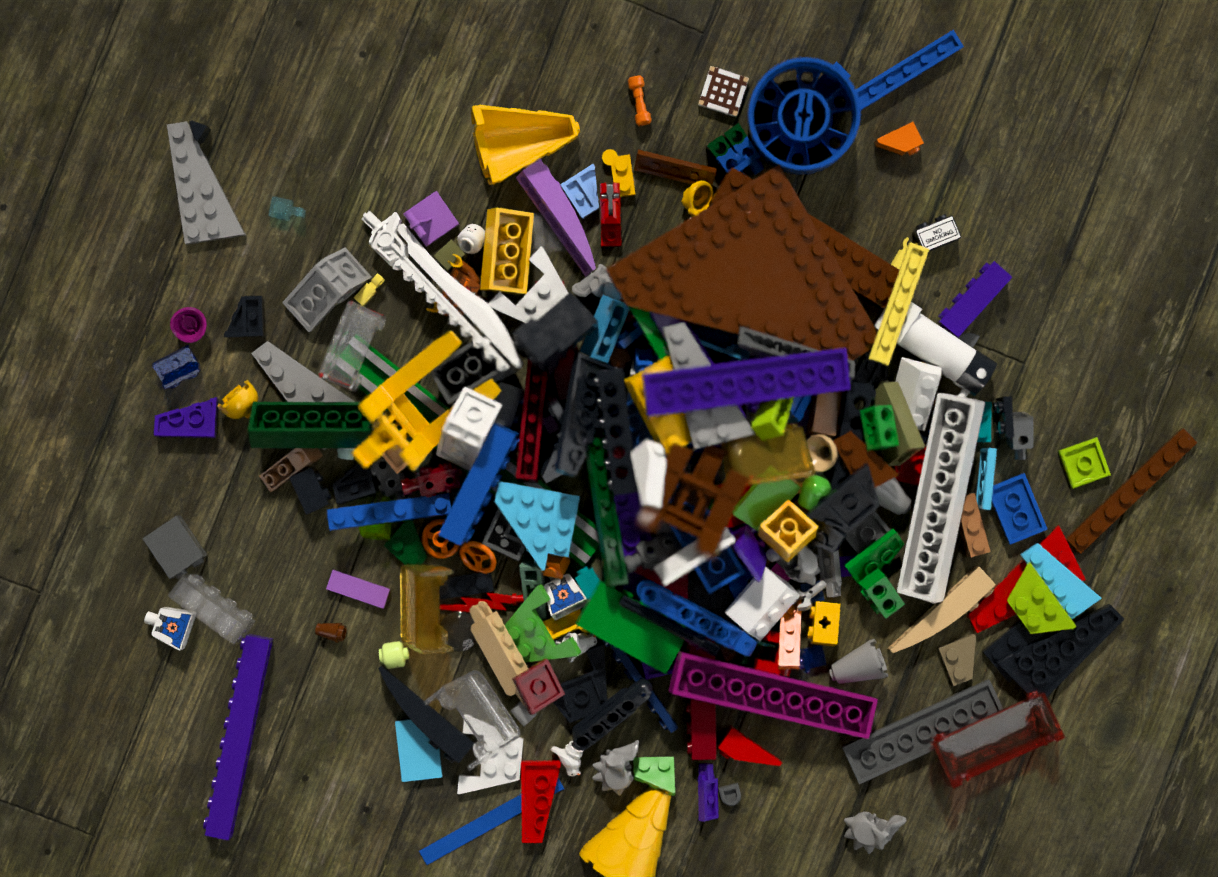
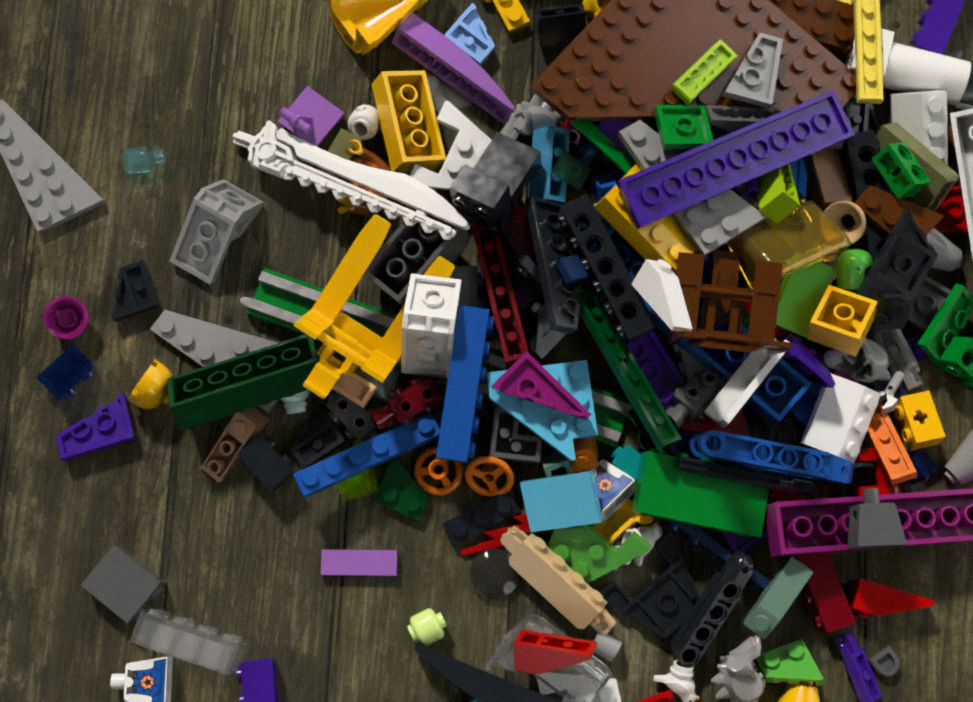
camera: 25 degrees left, 10 degrees down
(199, 131) = (20, 103): black slope -> none
(332, 631) = (343, 624): reddish brown cone -> none
(351, 345) = (262, 279): clear windscreen -> none
(369, 290) = (265, 216): light yellow bar -> none
(420, 608) = (441, 556): clear yellow windscreen -> none
(475, 705) = (547, 652): none -> red slope
(524, 596) = (561, 501): none -> medium azure tile
(530, 503) = (533, 383): none -> magenta wing
(538, 686) = (614, 605): dark red tile -> none
(589, 424) = (571, 269): none -> dark blue tile
(610, 215) = (510, 49): red plate -> none
(619, 341) = (571, 171): none -> clear green bracket
(658, 207) = (559, 24): none -> black brick
(661, 722) = (777, 597): none -> sand green slope
(715, 340) = (682, 126): none -> green plate
(748, 299) = (703, 72): none -> lime plate
(750, 694) = (874, 523): none -> dark grey torso
(792, 312) = (757, 73): none -> light grey wing

